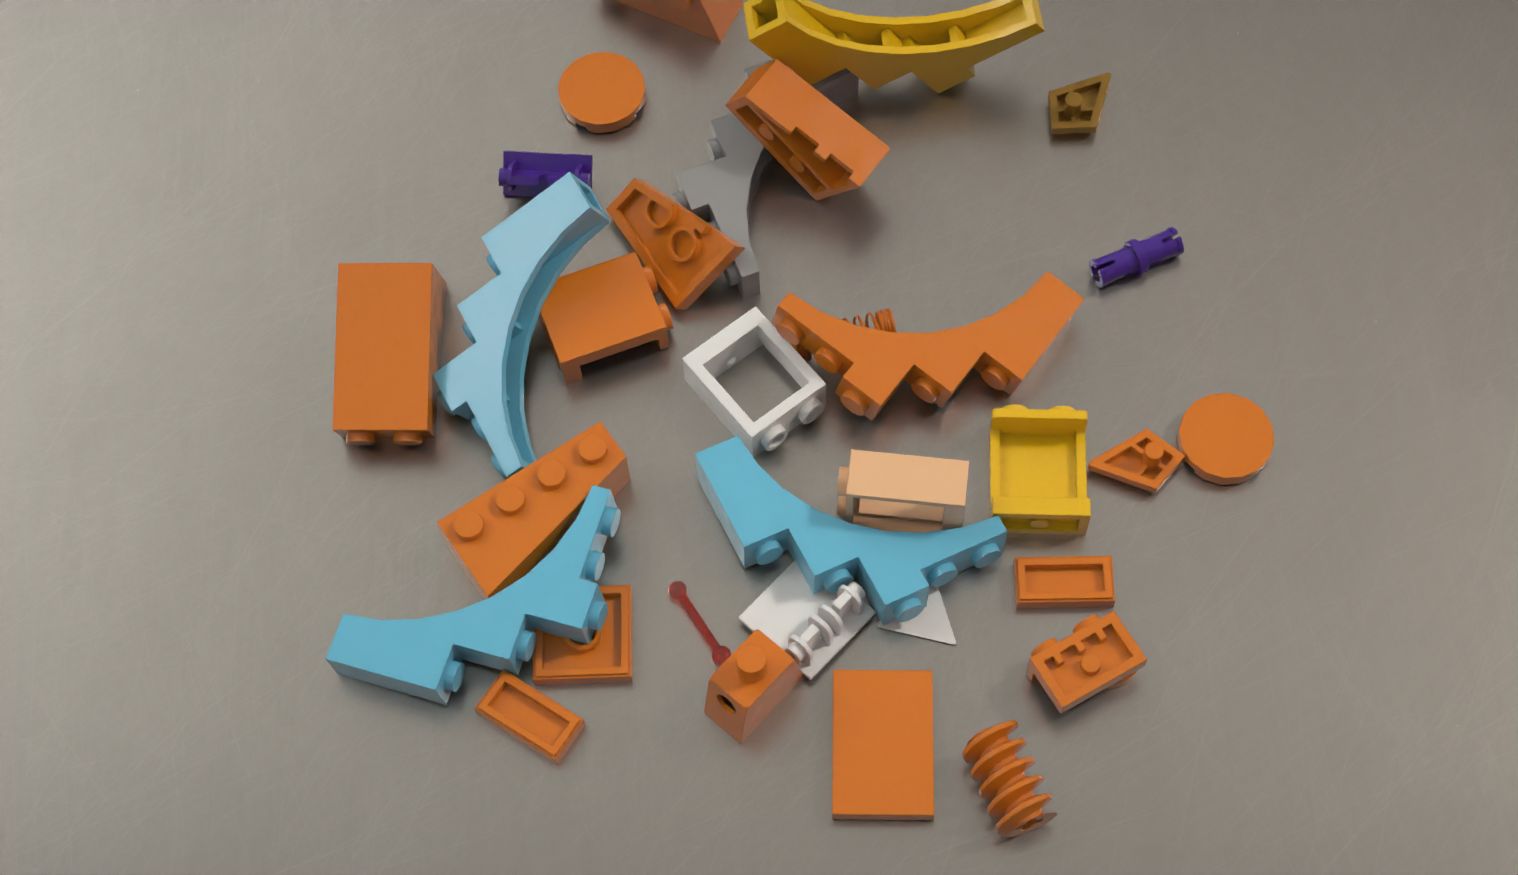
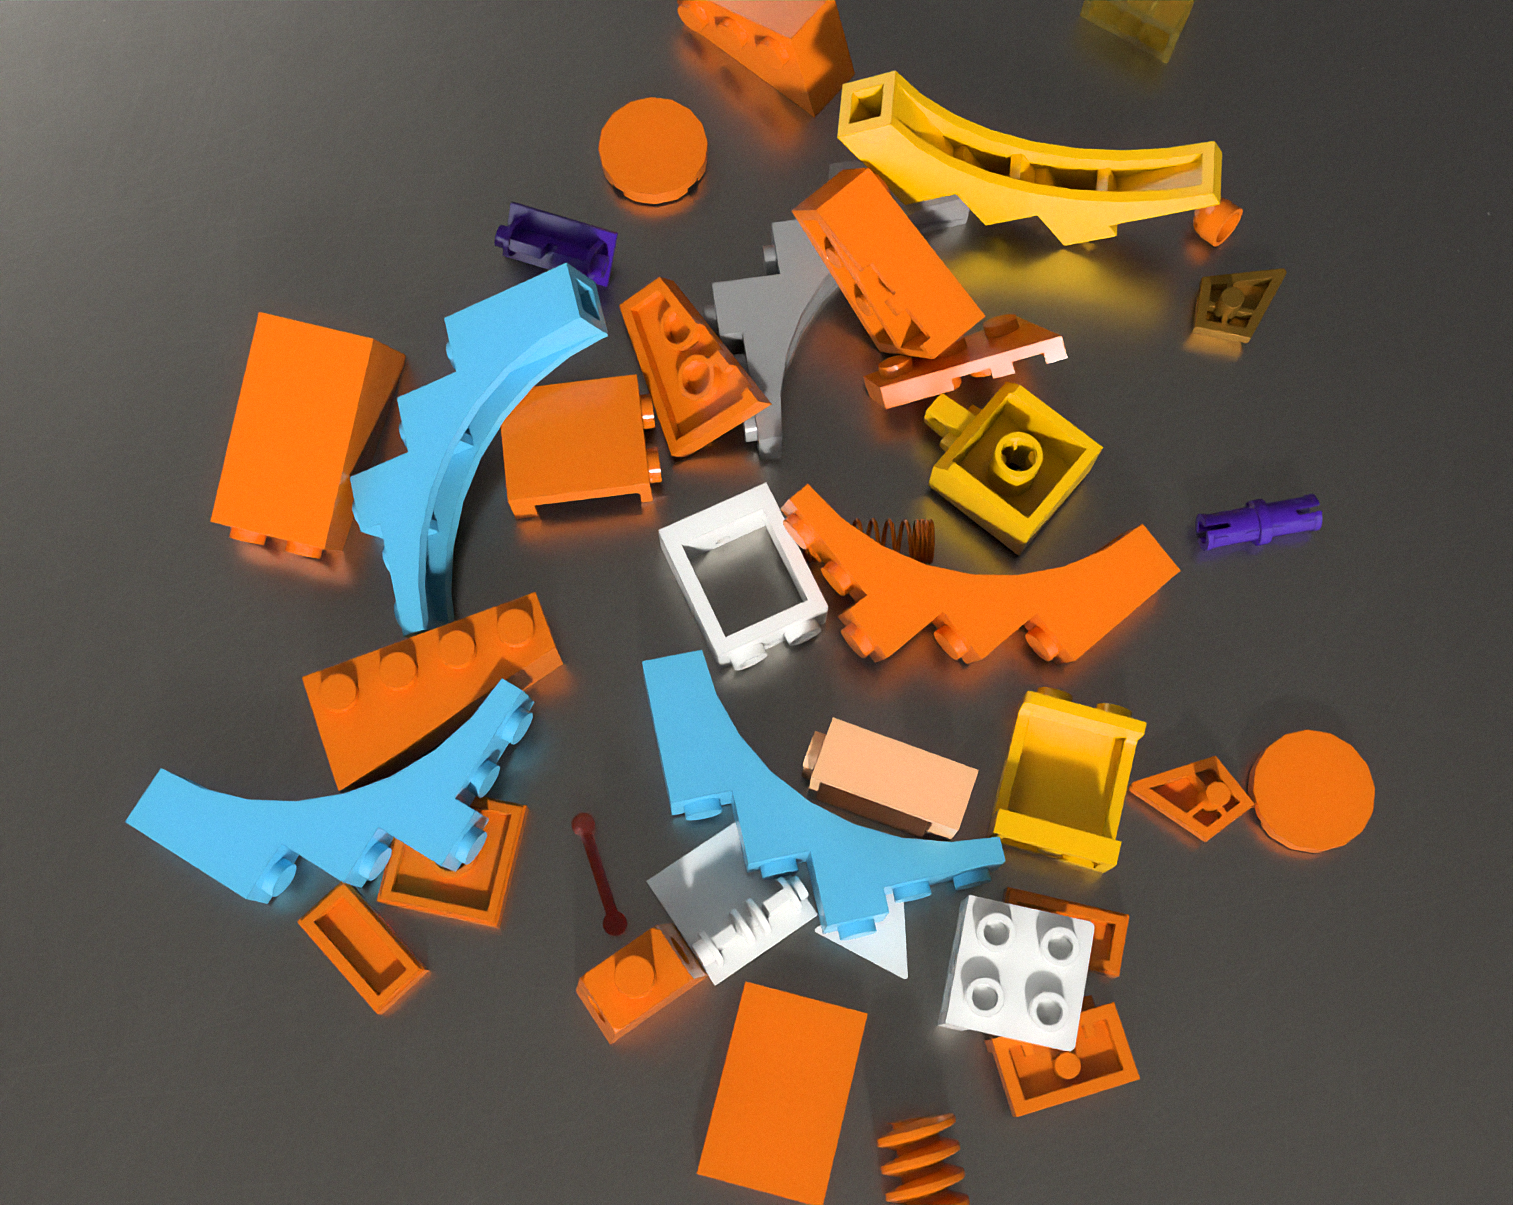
camera: 10 degrees right, 10 degrees up
(904, 176) = (981, 354): none -> orange wing
(935, 253) = (984, 444): none -> yellow hinge
(1035, 608) = (1017, 973): none -> white bracket
(1048, 48) = (1217, 221): none -> orange hinge

